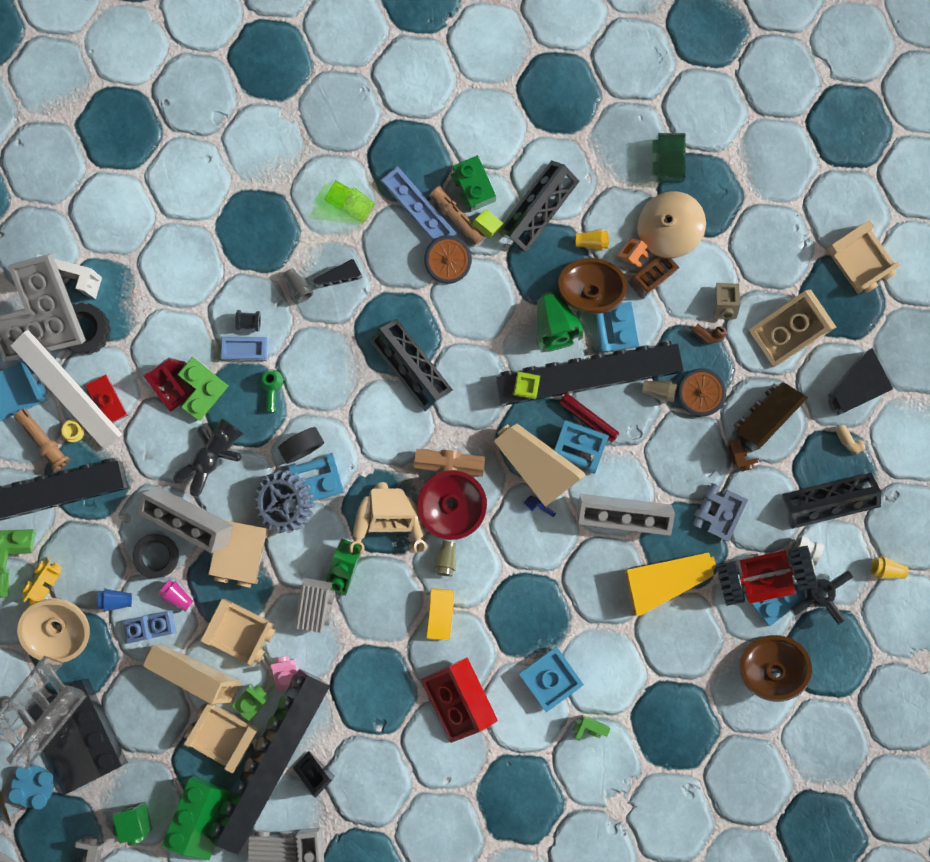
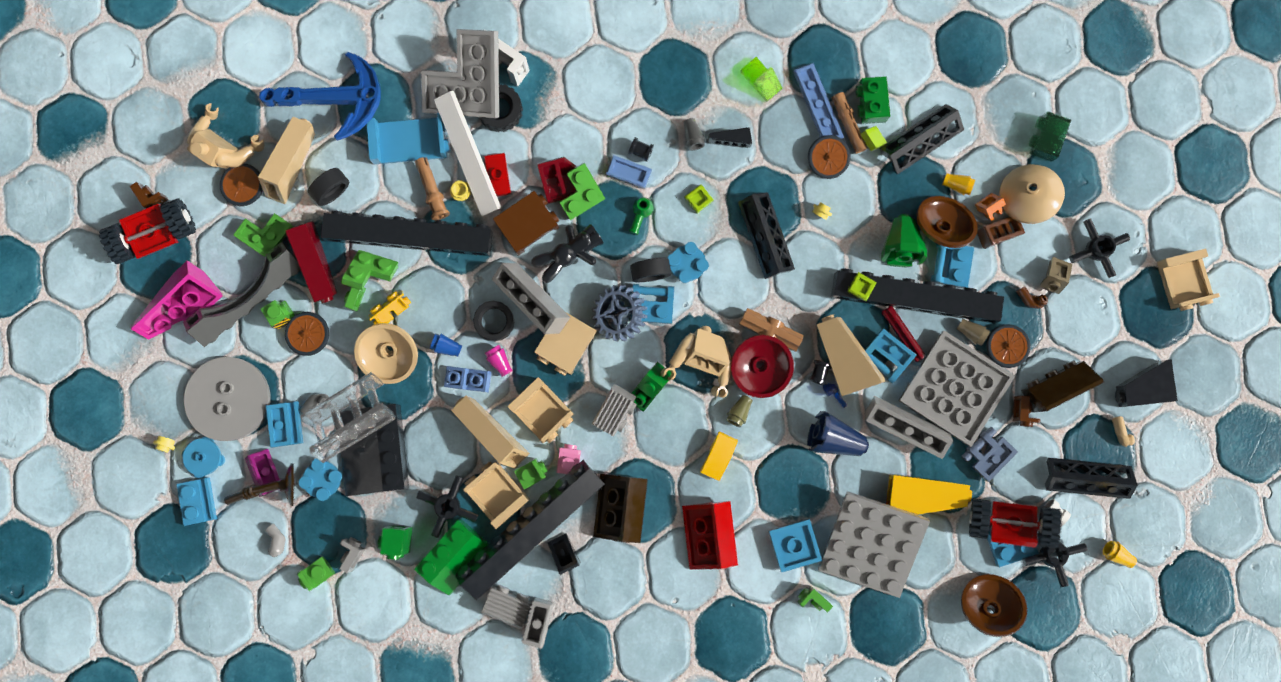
camera: 15 degrees right, 0 degrees up
(153, 439) = (526, 221): none -> reddish brown panel
(180, 761) = (454, 502): none -> black bar
(327, 350) = (699, 198): none -> lime tile
(338, 423) = (688, 262): none -> dark azure piece
(356, 705) = (620, 508): none -> dark brown slope
(459, 319) = (822, 210): none -> light yellow plate
(515, 489) = (820, 372): none -> black bush
(554, 551) = (835, 437): none -> dark blue cone
(631, 649) = (873, 544): none -> light grey plate
(663, 455) = (956, 388): none -> light grey plate
(754, 262) = (1092, 248): none -> black bar
(792, 328) = (1105, 318): tan slope -> none

